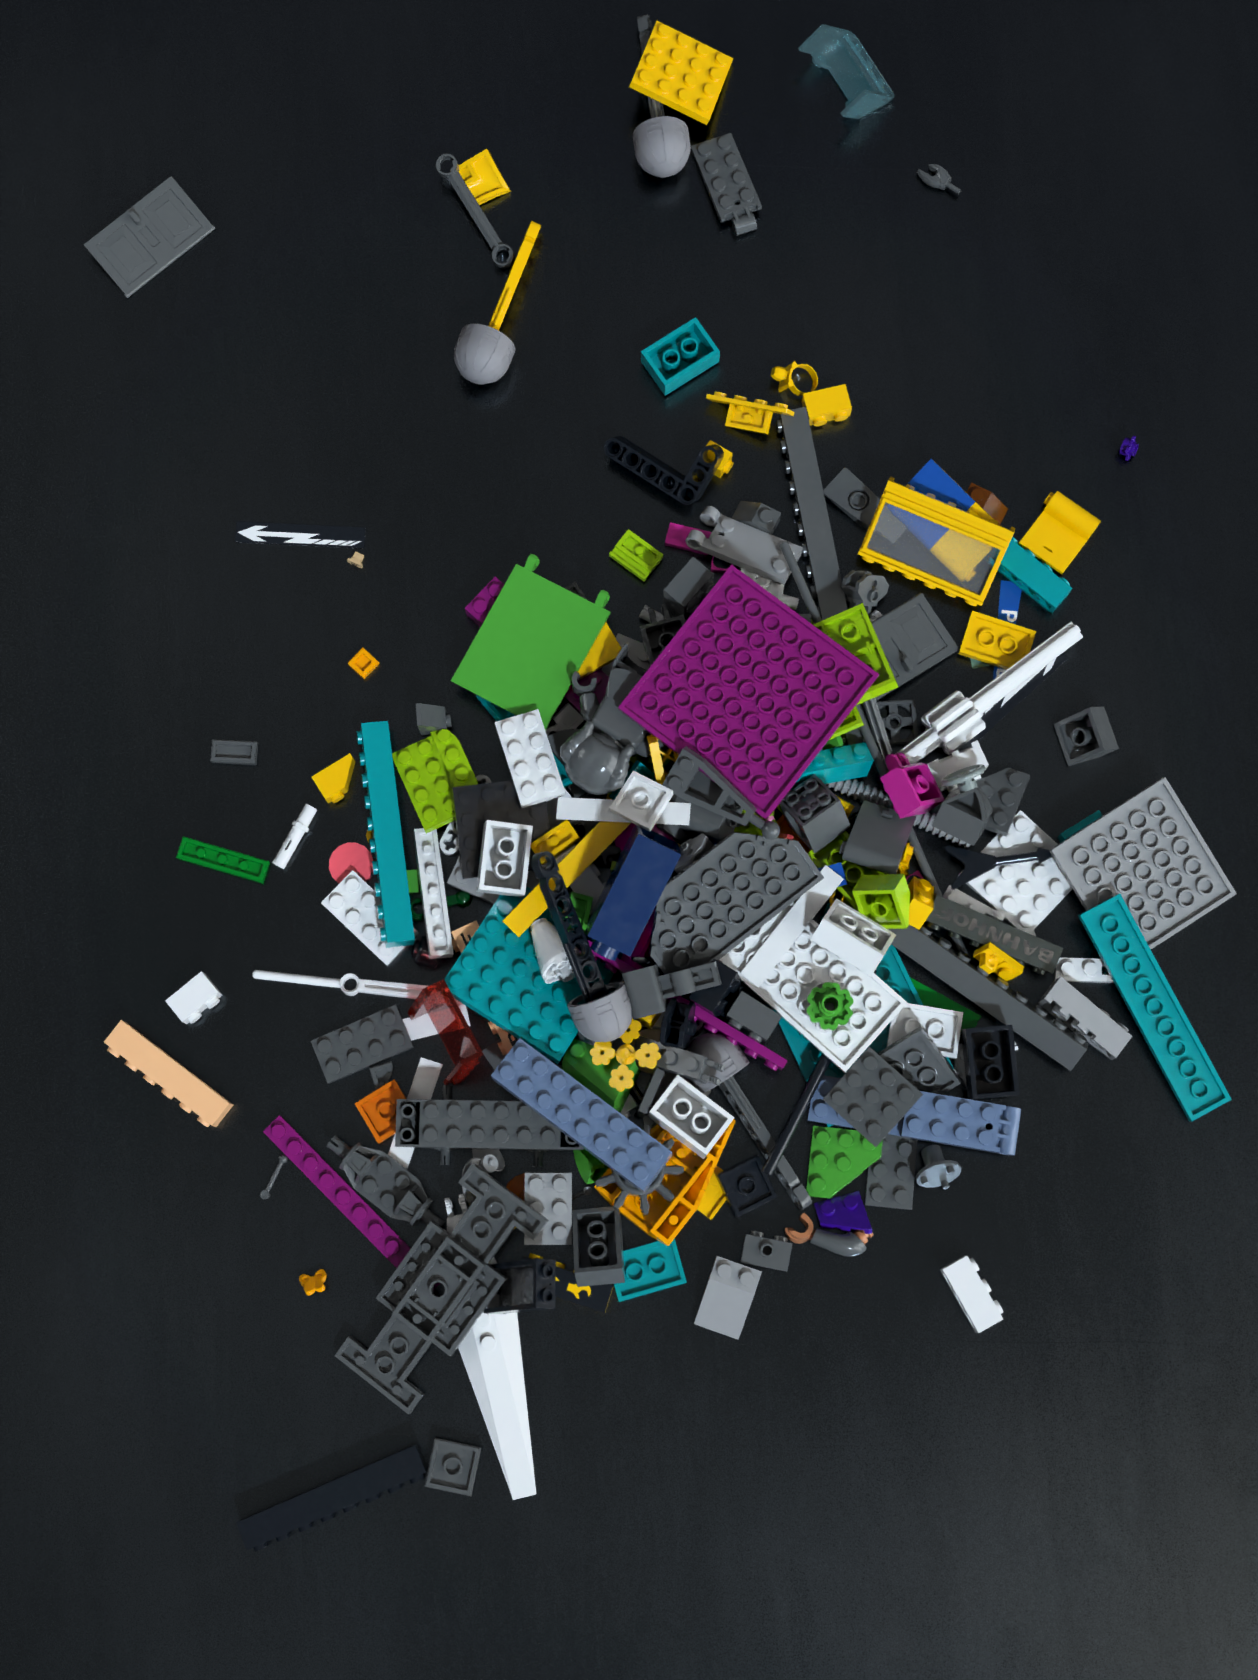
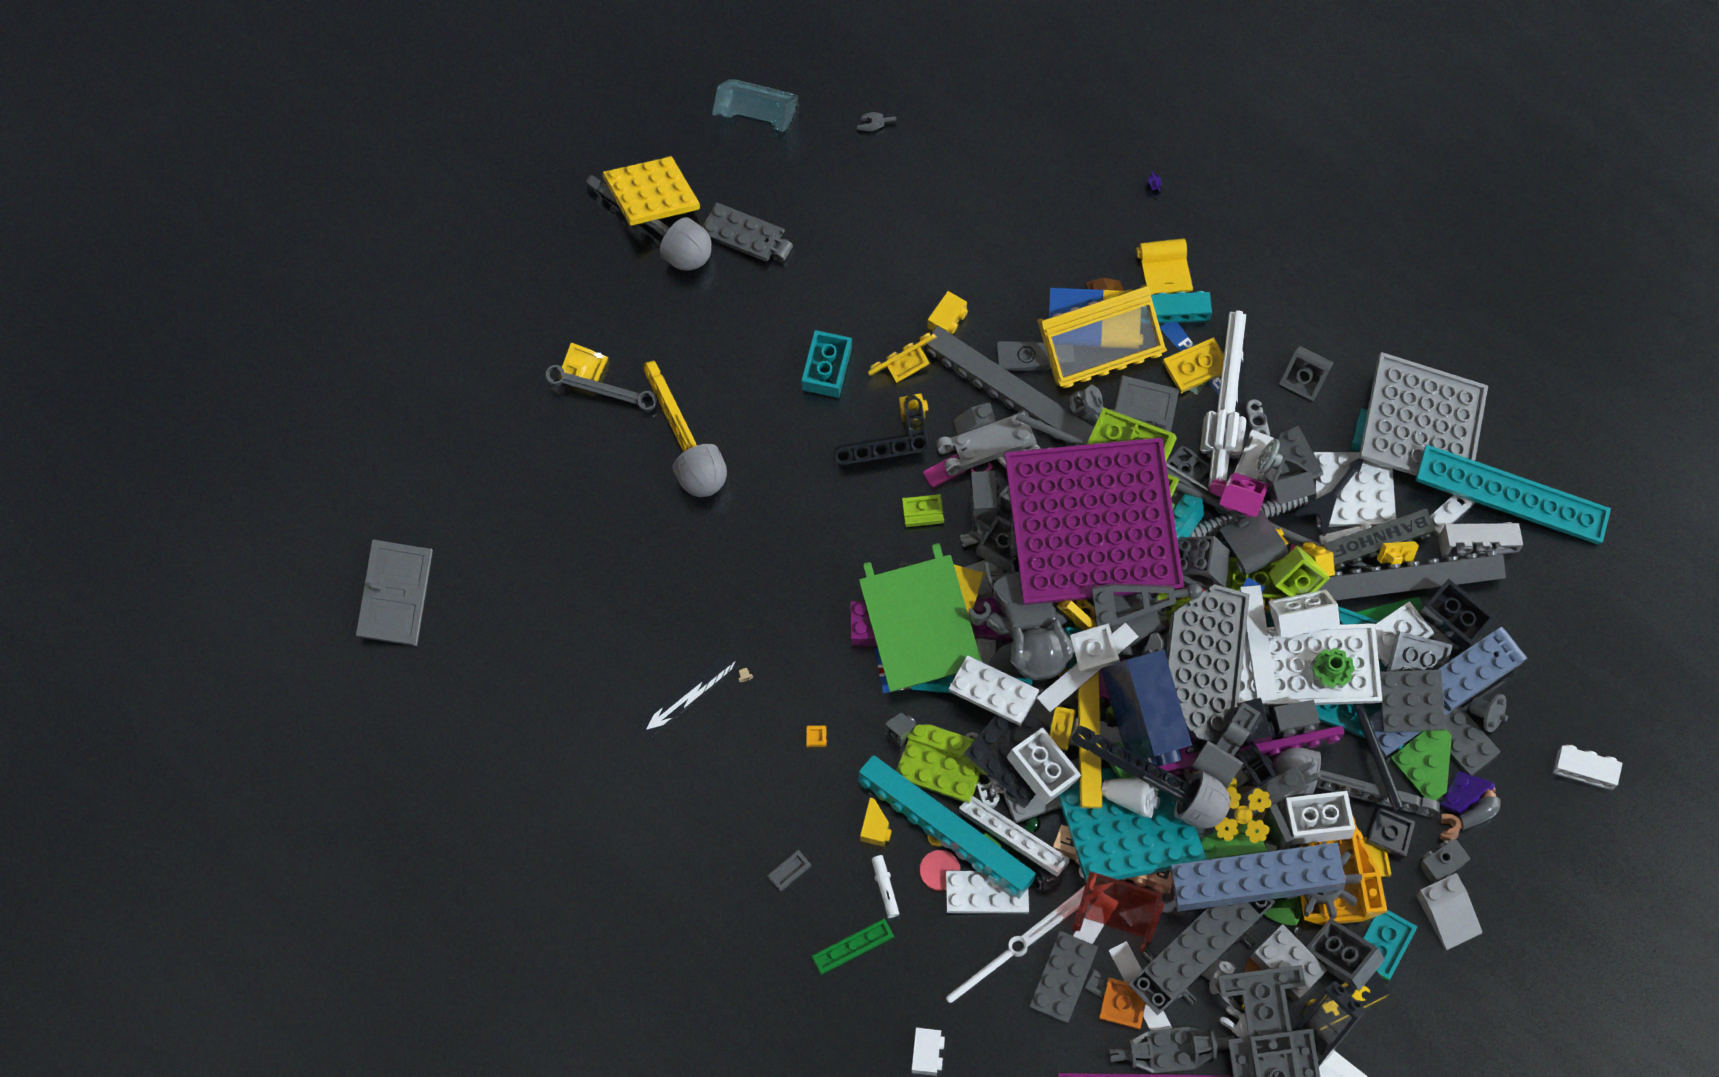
camera: 45 degrees left, 10 degrees down
(783, 375) = (903, 320): yellow piece -> none
(1001, 728) = (1251, 414): none -> light grey piece

